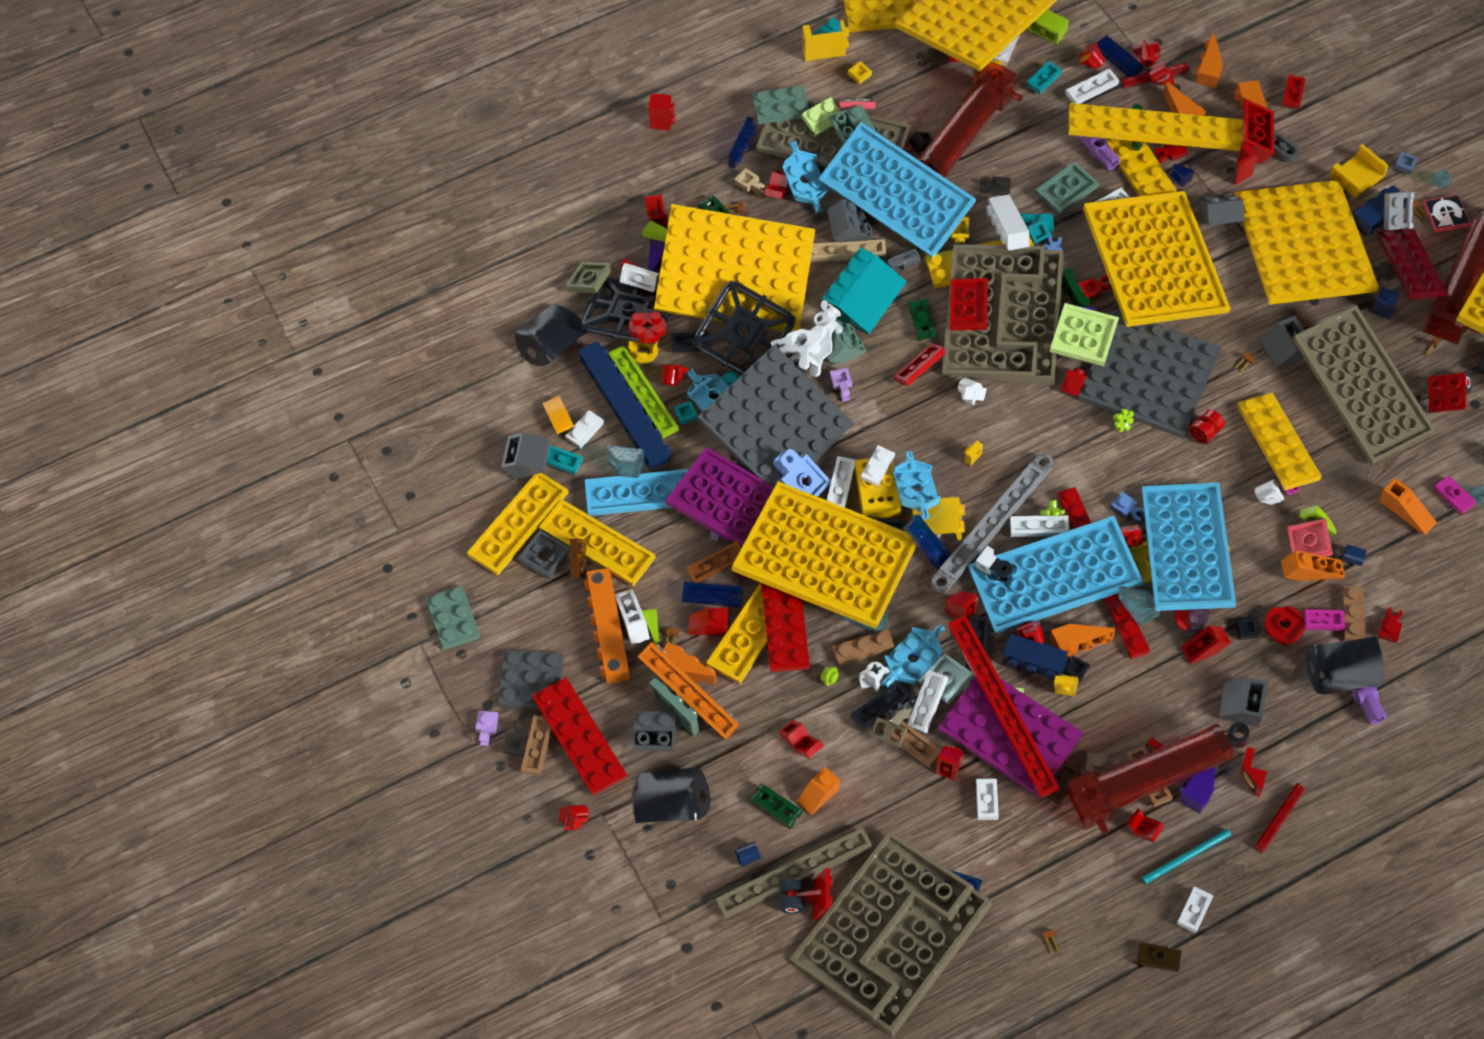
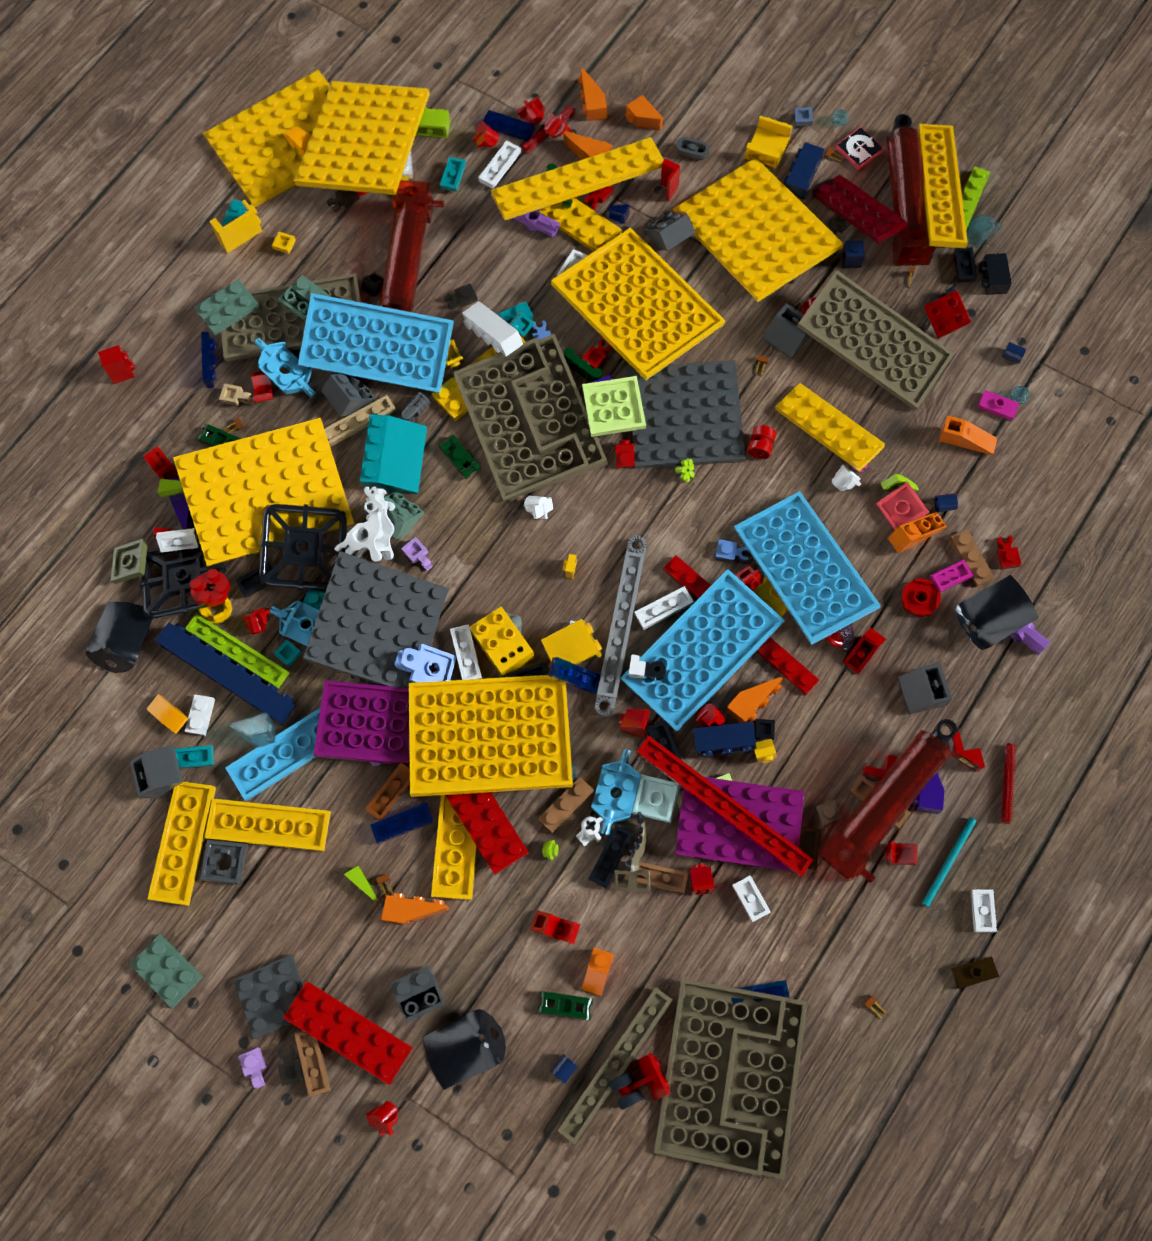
camera: 25 degrees left, 10 degrees up
(577, 564) = (257, 853): reddish brown plate -> none
(608, 626) = (320, 905): orange piece -> none
(632, 616) = (337, 883): white slope -> none
(673, 703) = (424, 957): sand green plate -> none
(689, 690) = (430, 937): orange piece -> none
(709, 622) = (413, 853): red slope -> none
(818, 116) = (267, 302): yellowish green plate -> none
(867, 103) = (291, 276): coral tile -> none
(877, 465) = (493, 623): white plate -> none
(916, 475) = (532, 615): medium azure plate -> none
(919, 364) = (479, 502): red plate -> none
(927, 701) = (652, 832): white plate -> none
(969, 304) = (496, 424): red plate -> none
(1052, 509) = (668, 587): lime plant -> none
(1067, 188) = (525, 271): sand green plate -> none
(1139, 604) = (791, 643): clear light blue slope -> none
(1247, 628) = (890, 616): black tile -> none
(1258, 129) = (667, 140): red slope -> none
(1293, 91) = (676, 92): red plate -> none
(1394, 210) = (818, 163): light grey plate -> none

